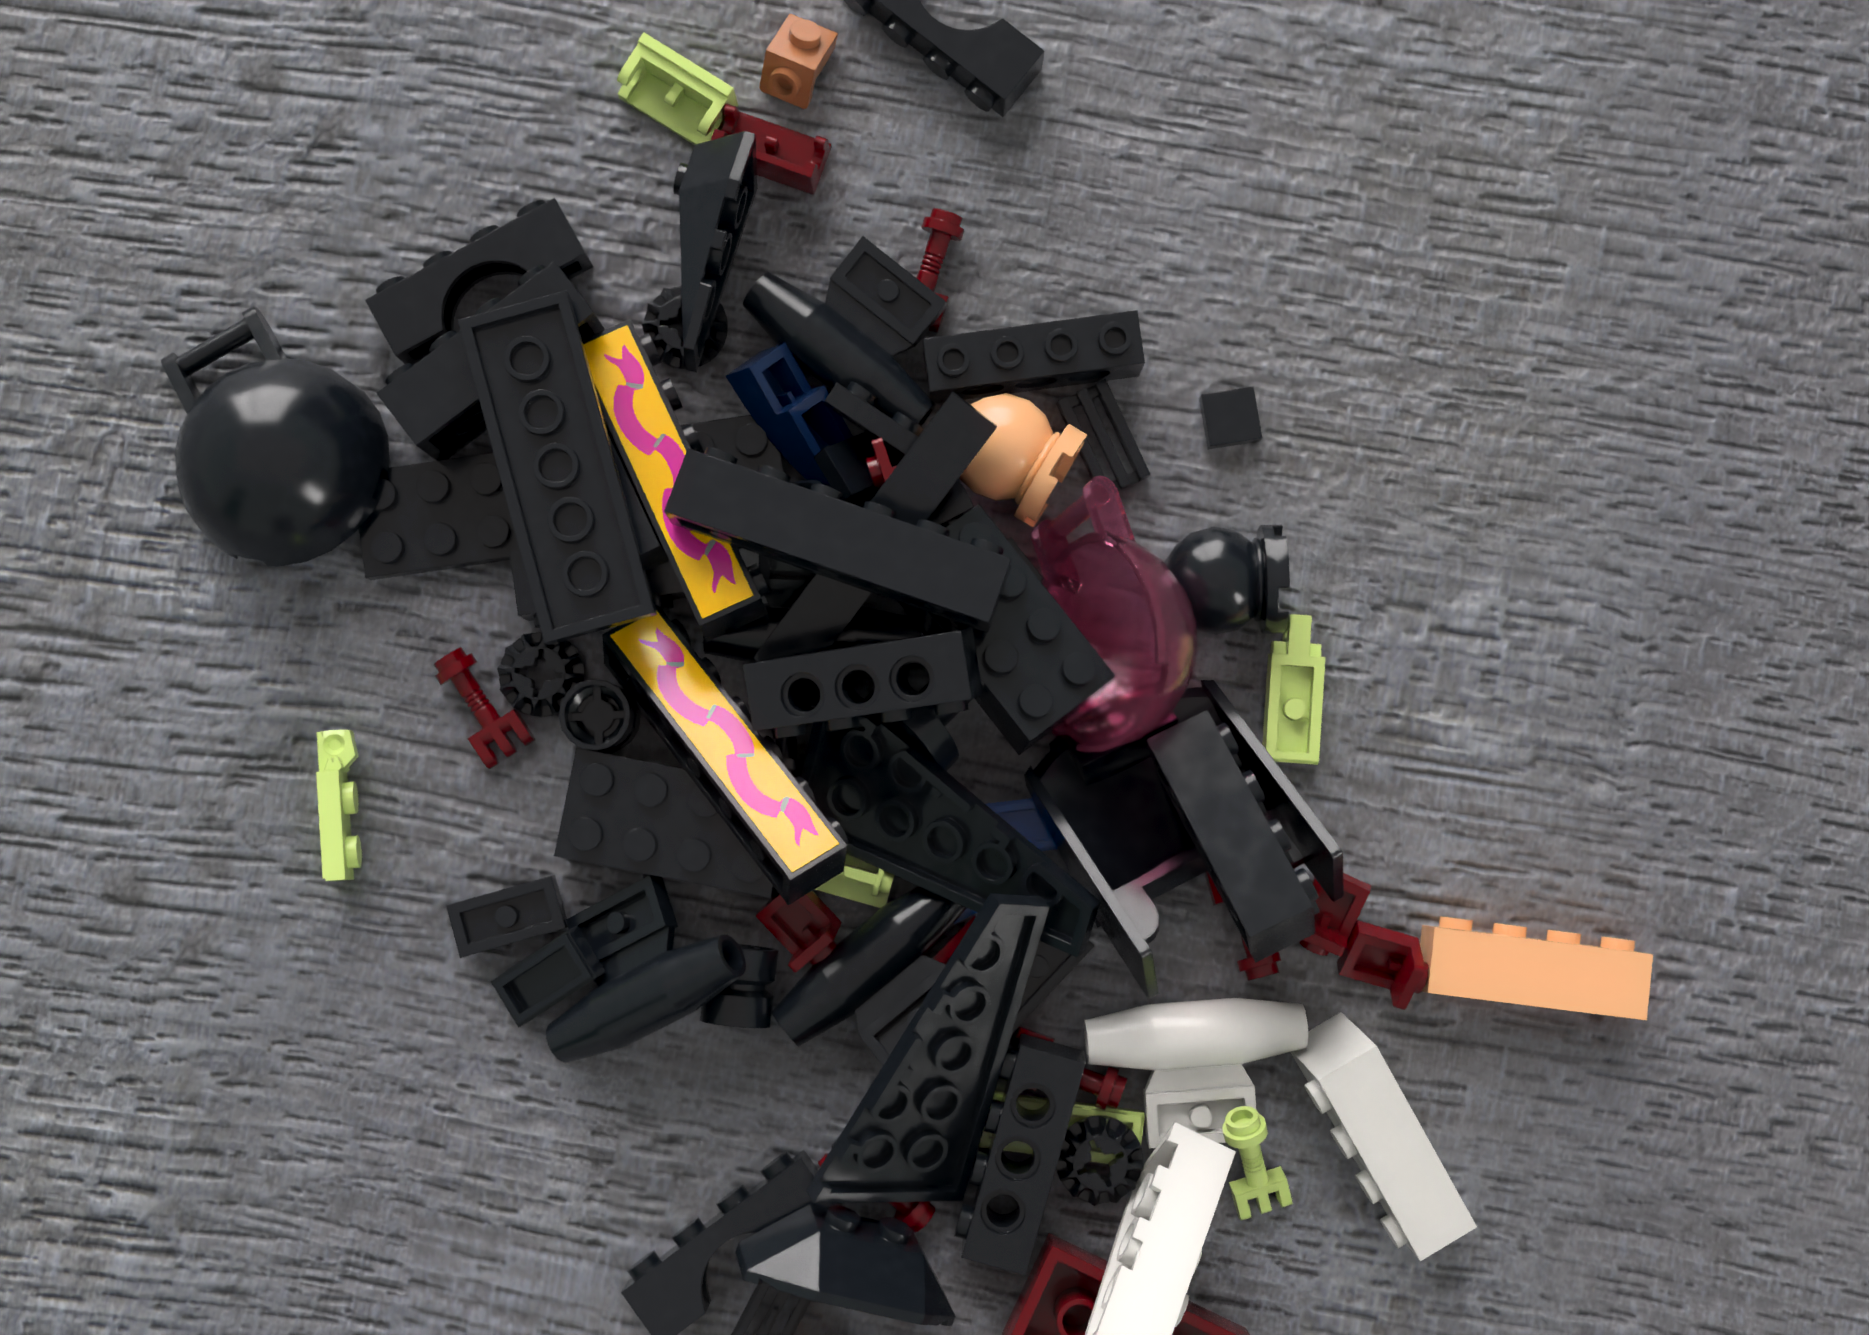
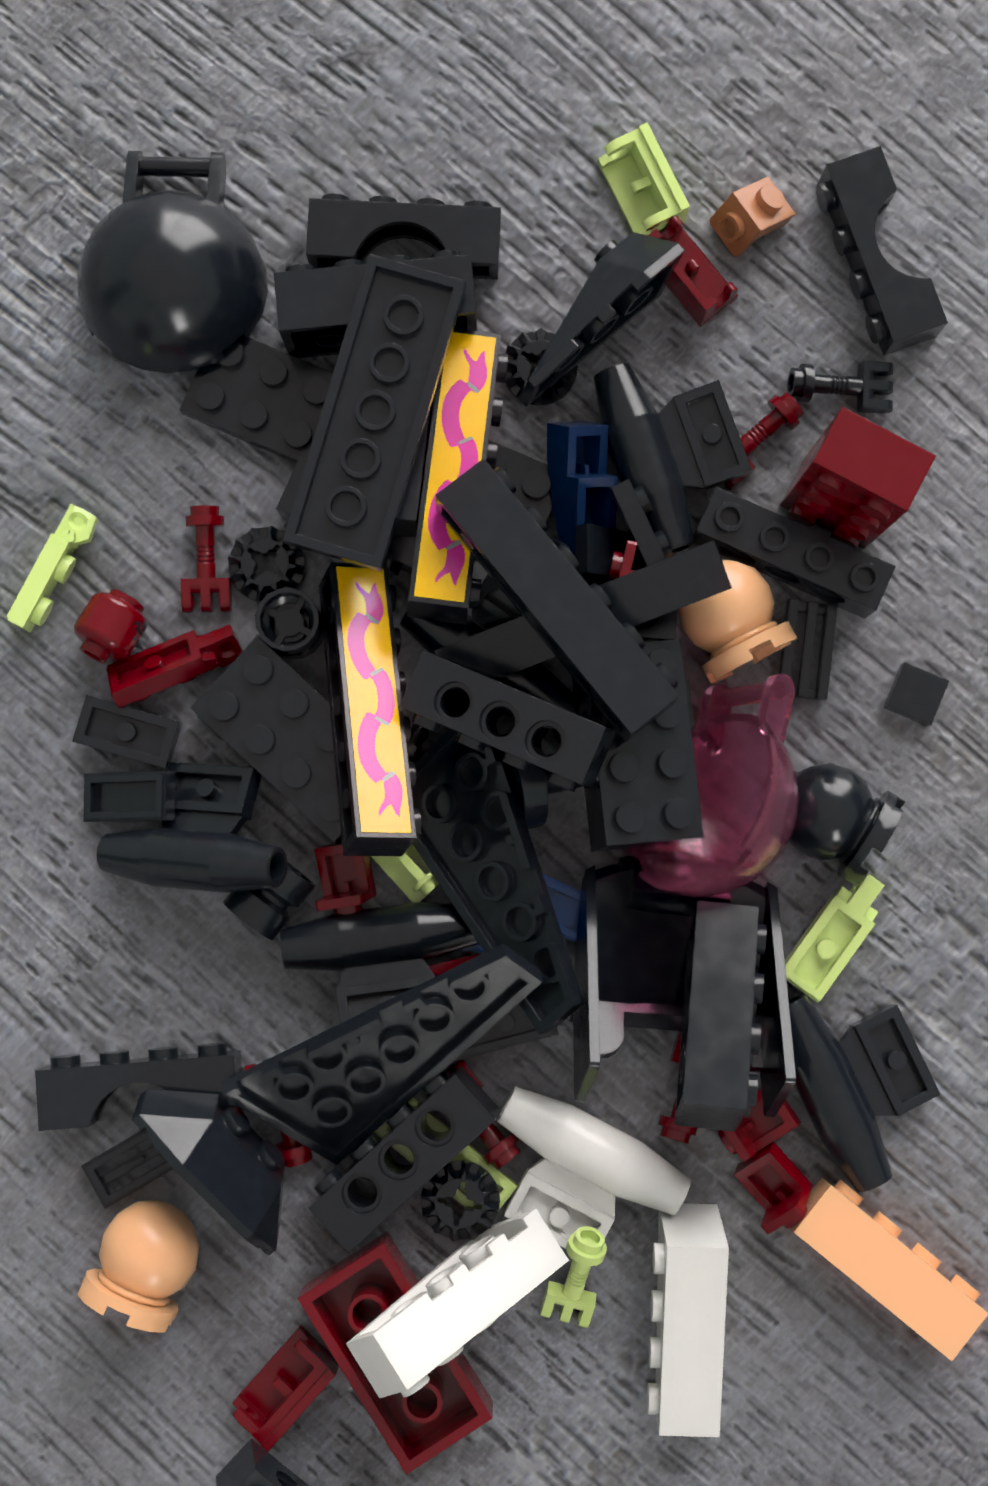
camera: 35 degrees right, 0 degrees up
(428, 825) = (110, 626): none -> dark red head
(509, 825) = (171, 663): none -> dark red hinge
(945, 188) = (804, 382): none -> black hinge
(1051, 253) = (856, 480): none -> dark red brick
(1393, 819) = (853, 1080): none -> black plate

